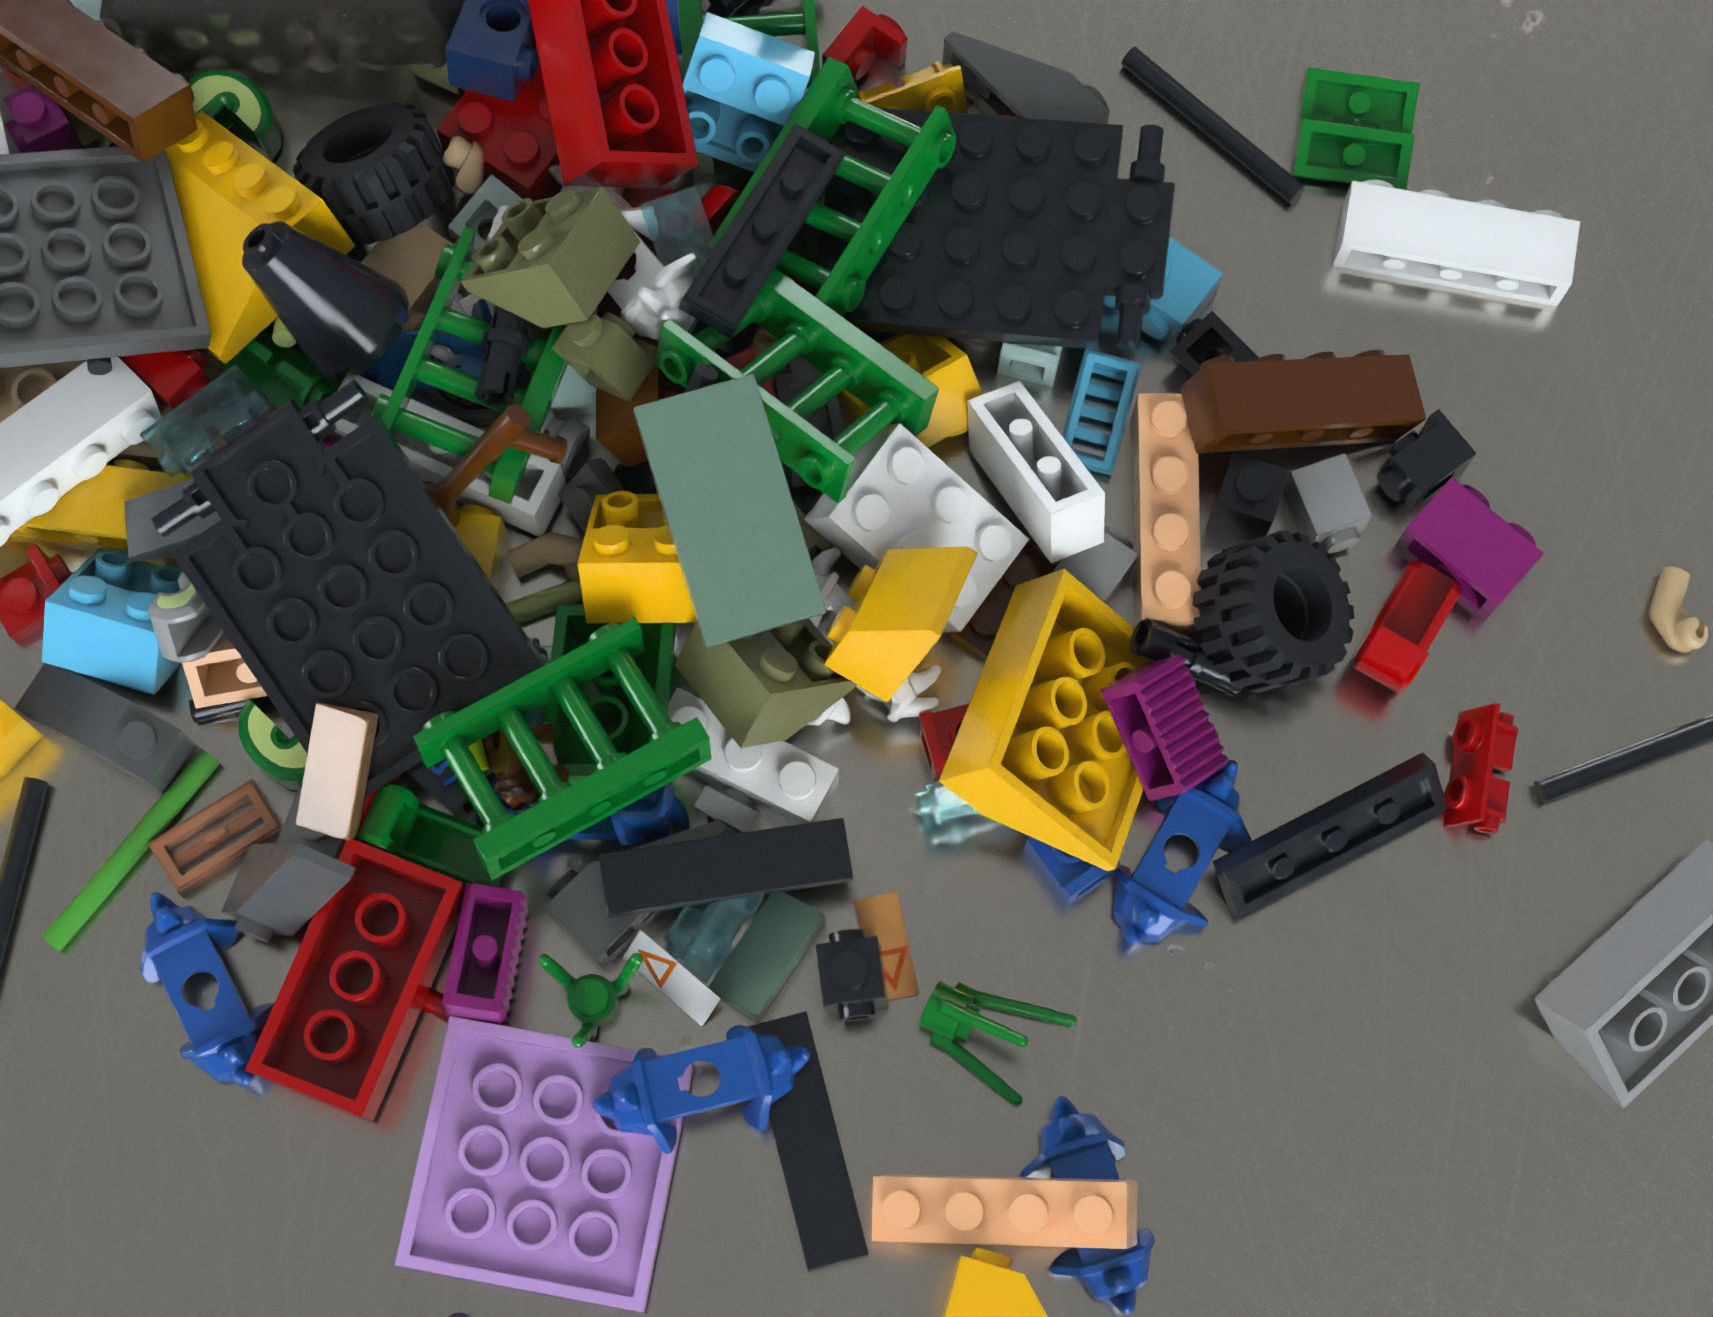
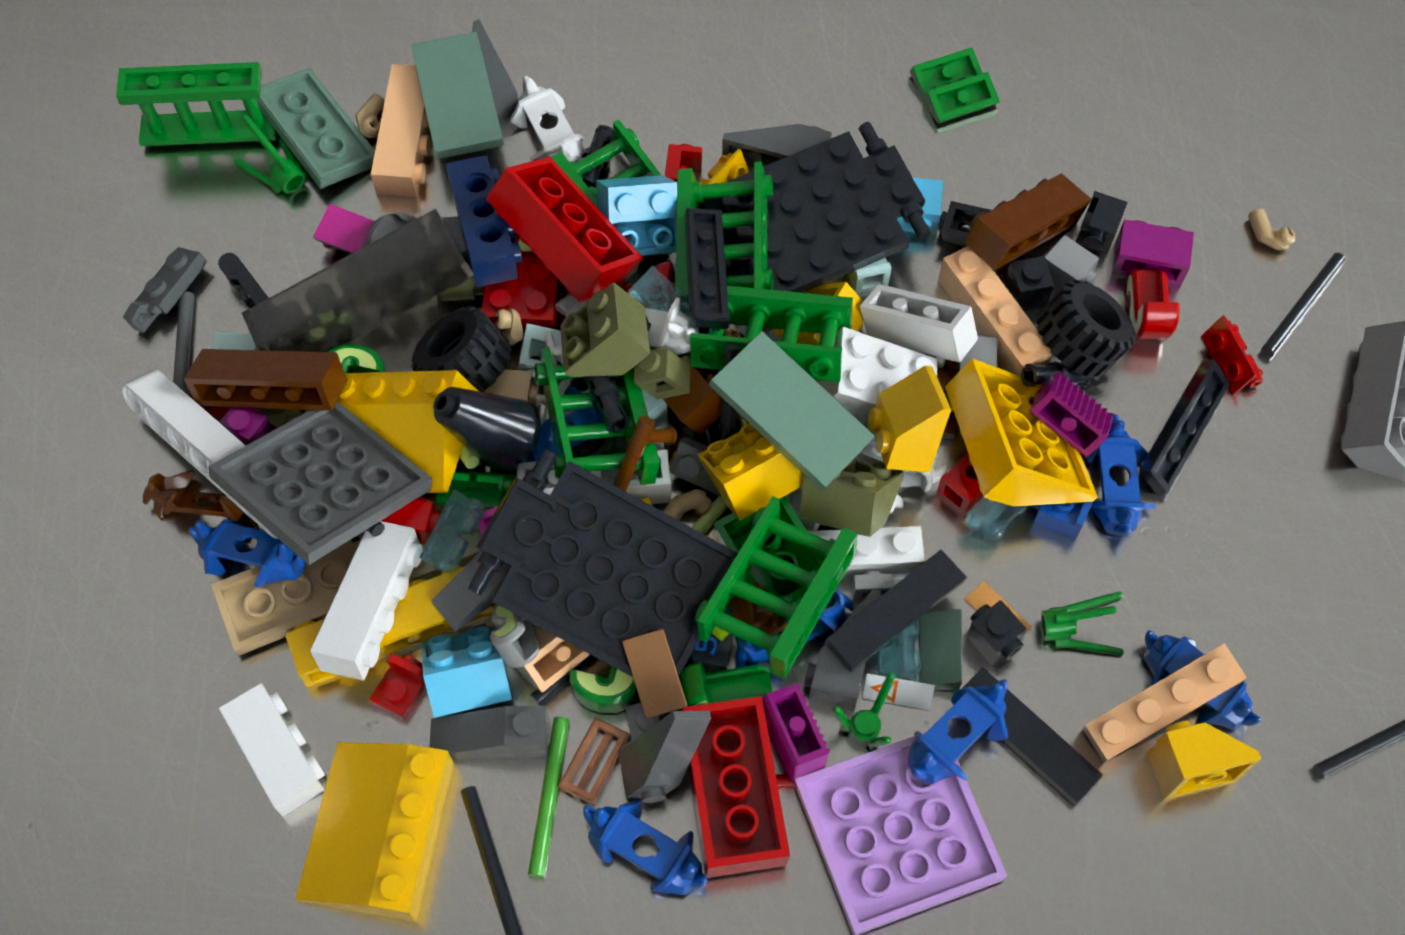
camera: 30 degrees left, 10 degrees down
(1113, 368) = (923, 257): medium azure slope -> none
(1213, 125) = (881, 118): black bar -> none
(1456, 242) = (1042, 112): white brick -> none

